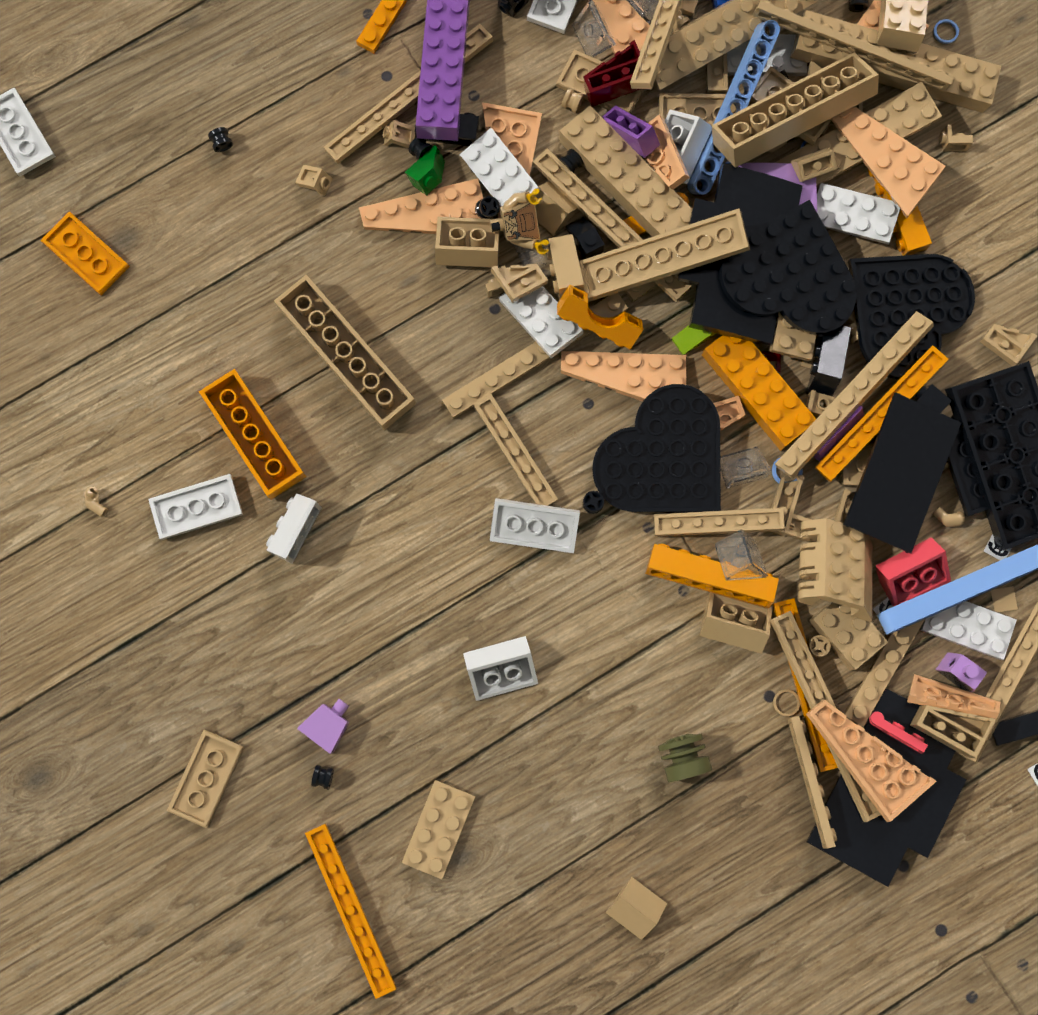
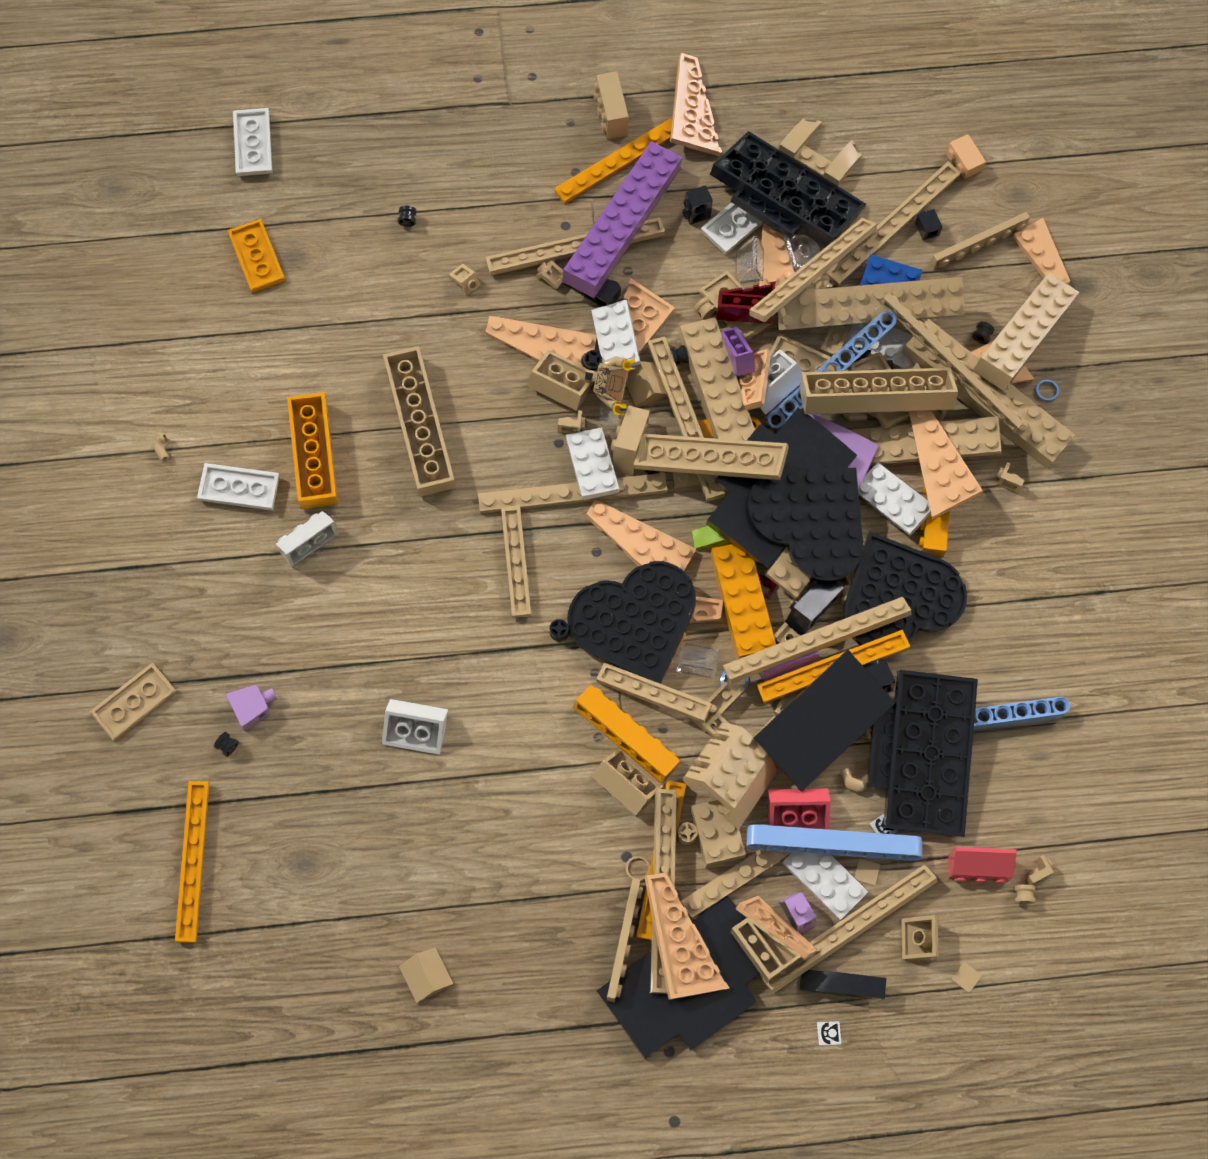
camera: 25 degrees right, 10 degrees down
(419, 147) = (562, 293): black wheel -> none
(427, 171) = (558, 311): green slope -> none
(438, 829) = (297, 832): tan plate -> none
(519, 280) = (587, 426): tan wing -> none
(534, 525) = (501, 625): white plate -> none
(586, 238) = (660, 419): black slope -> none
(621, 329) = (650, 502): light orange arch -> none
(684, 757) = (528, 863): olive wheel -> none
(740, 557) = (657, 728): clear slope -> none
(814, 164) = (877, 443): tan slope -> none
(897, 731) = (716, 932): coral plate -> none
(1007, 343) = (973, 661): tan wing -> none

